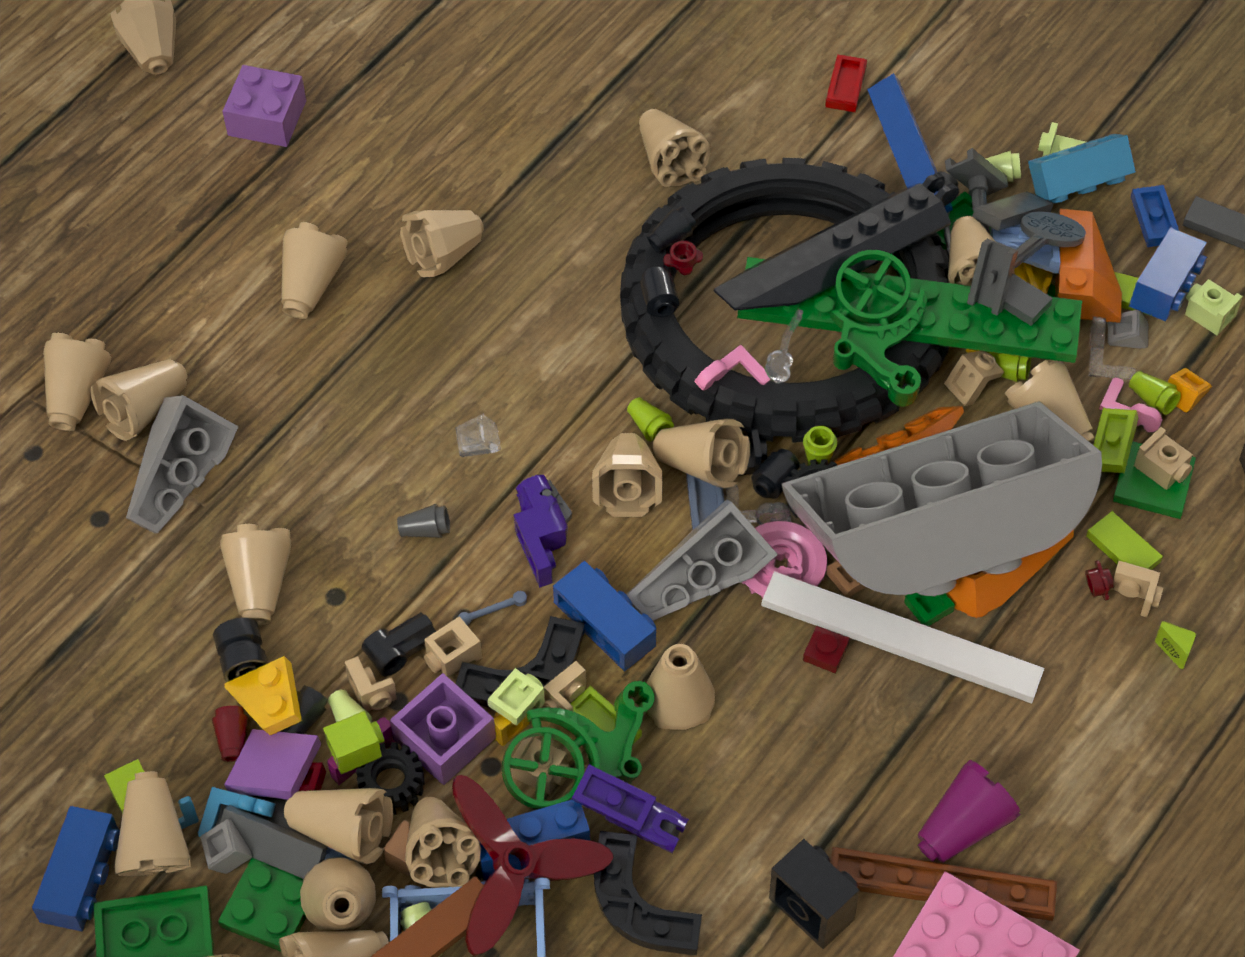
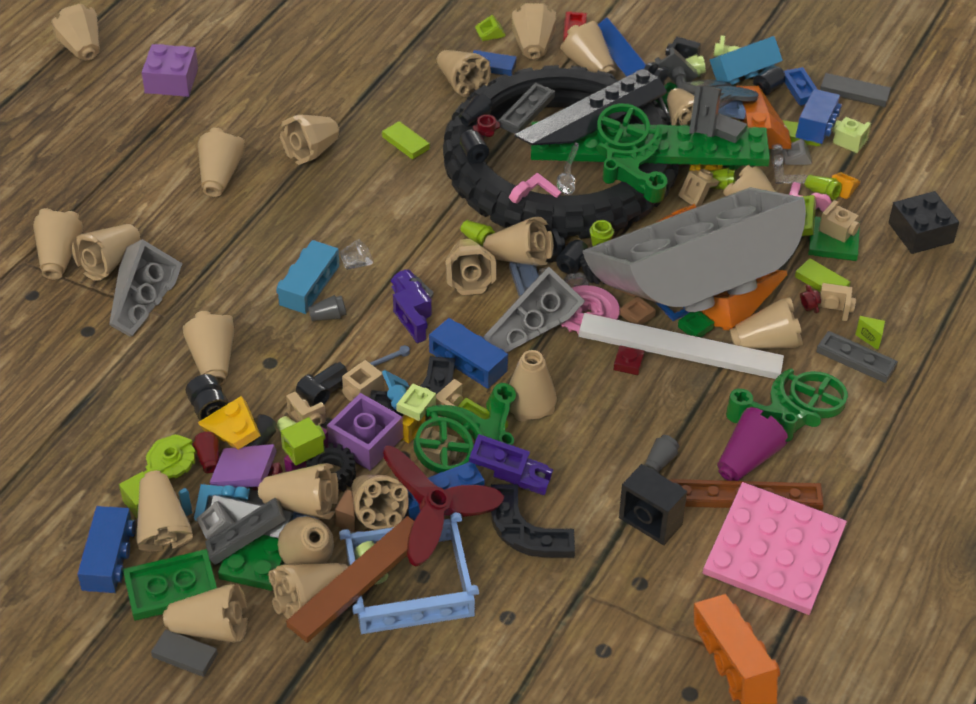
camera: 10 degrees left, 10 degrees down
(178, 737) = (171, 456): none -> lime piece
(259, 868) = (245, 531): none -> dark grey tile
(405, 467) = (308, 276): none -> dark azure brick
(494, 672) = (396, 386): none -> dark azure piece
(575, 252) = (405, 140): none -> lime tile
(721, 132) = (499, 63): none -> blue tile
(724, 73) = (490, 29): none -> lime slope
(745, 232) = (526, 108): none -> dark grey tile
(784, 87) = (534, 28): none -> tan cone
(843, 808) = (662, 452): none -> dark grey cone
(858, 130) = (588, 48): none -> tan cone
(994, 138) = (684, 47): none -> black bracket
(1024, 763) = (790, 410): none -> green piece
(1029, 625) = (769, 328): none -> tan cone
(1110, 202) = (769, 79): none -> black brick
(1149, 679) = (857, 356): none -> dark grey tile

